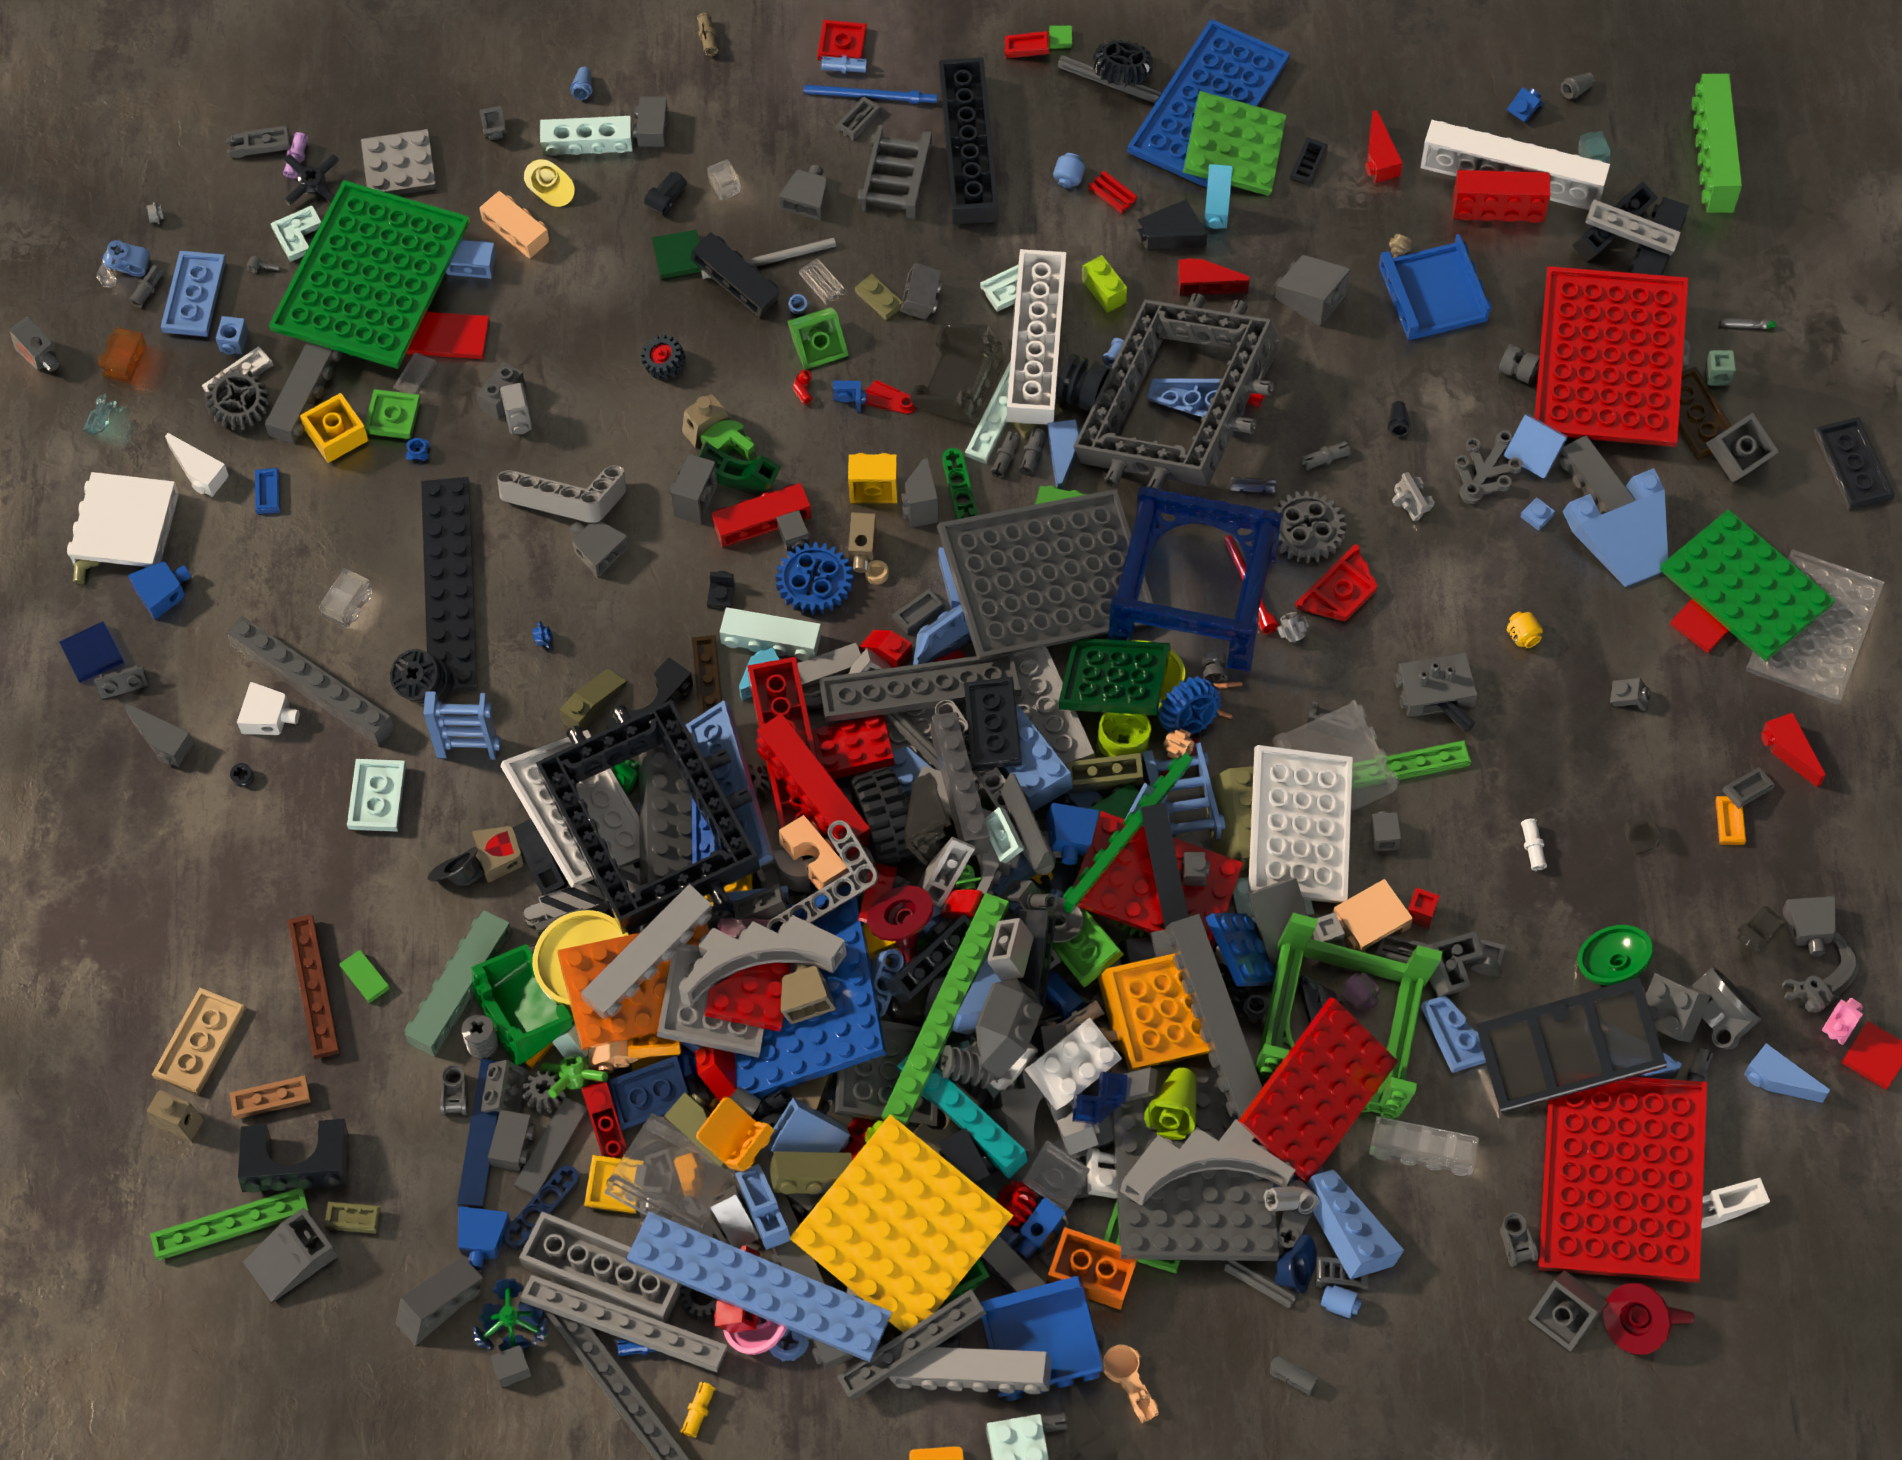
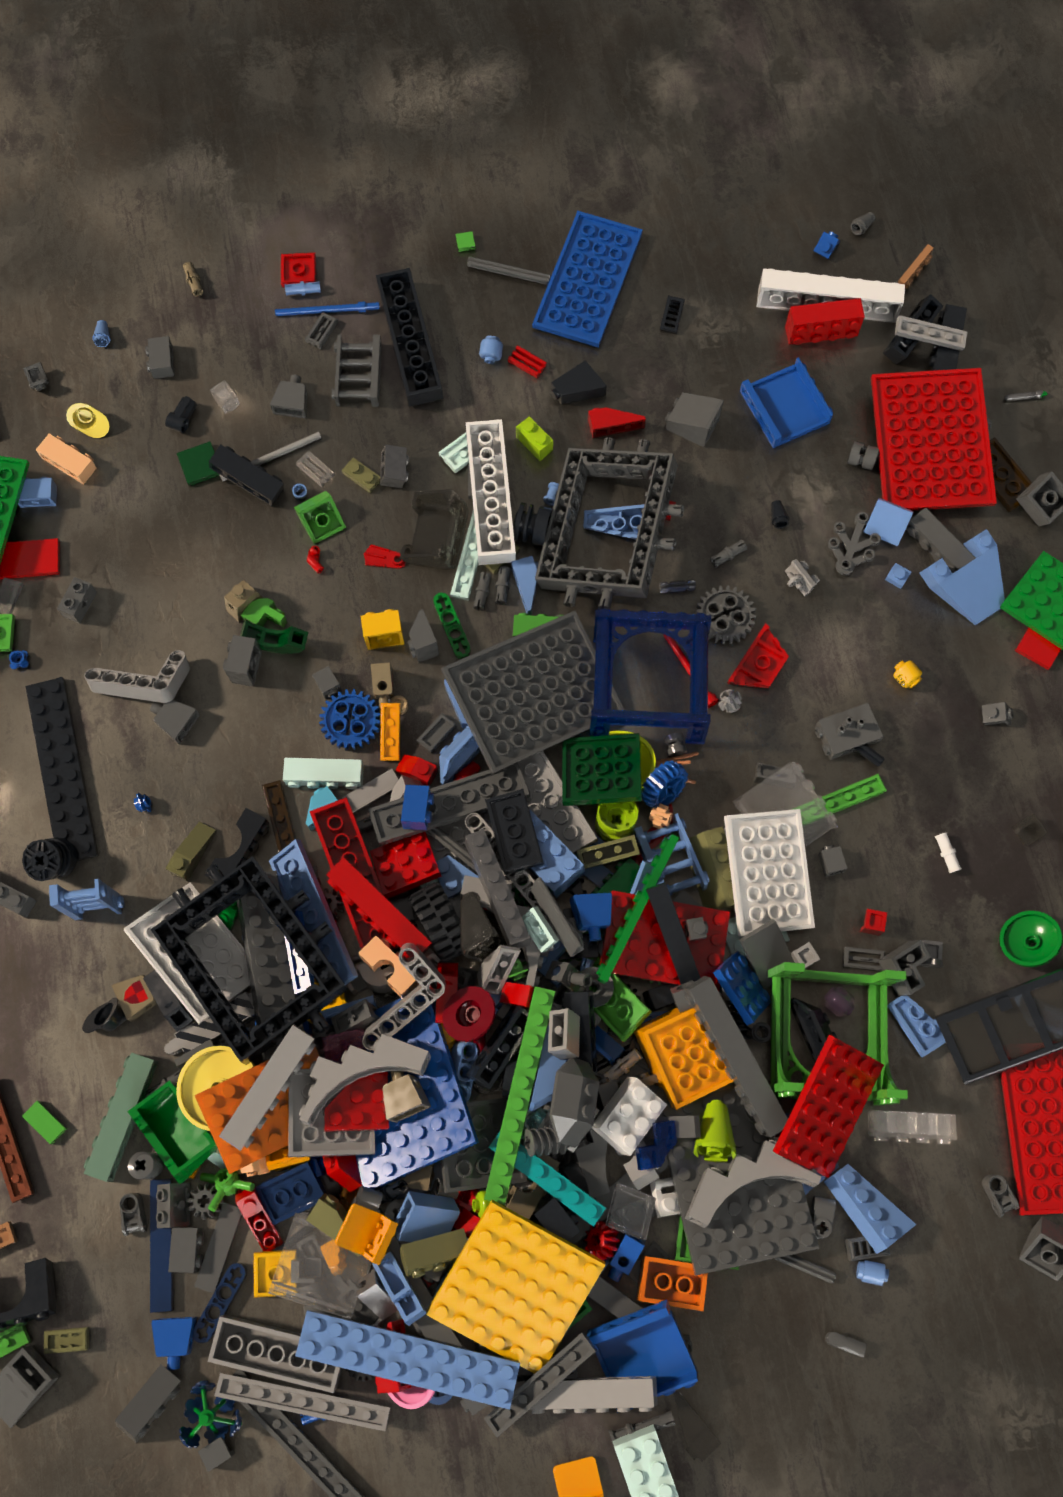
camera: 10 degrees left, 10 degrees up
(376, 795) = (30, 962): light aqua plate -> none
(516, 408) = (90, 615): light grey brick -> none
(577, 129) = (101, 374): light aqua brick -> none
(663, 357) = (200, 552): black wheel -> none
(698, 1410) = (375, 1462): yellow pin -> none
(721, 590) = (278, 741): black bracket -> none
(759, 514) = (298, 672): red brick -> none
(849, 391) = (352, 557): blue bracket -> none
(861, 598) = (390, 732): none -> light orange tile
(879, 680) = (416, 807): none -> blue brick
(1027, 44) = (441, 251): red tile -> none
(1122, 63) = (517, 256): black gear -> none
(1122, 1366) = (709, 1355): light nougat piece -> none
(1218, 196) = (610, 354): medium azure slope -> none
(1236, 137) = (614, 309): bright green plate -> none
(1293, 1197) = (819, 1195): light grey piece -> none
(1297, 1265) = (832, 1249): dark blue piece -> none
(1372, 916) = (836, 936): light nougat panel -> none
(1383, 158) = (727, 302): red slope -> none
(1400, 245) = (753, 372): dark tan plate -> none
(1594, 146) = (885, 271): clear light blue brick -> none
(1634, 149) = (917, 266): none -> medium nougat plate
(1717, 143) = (978, 255): bright green brick -> none
(1720, 367) = (1015, 436): sand green brick -> none

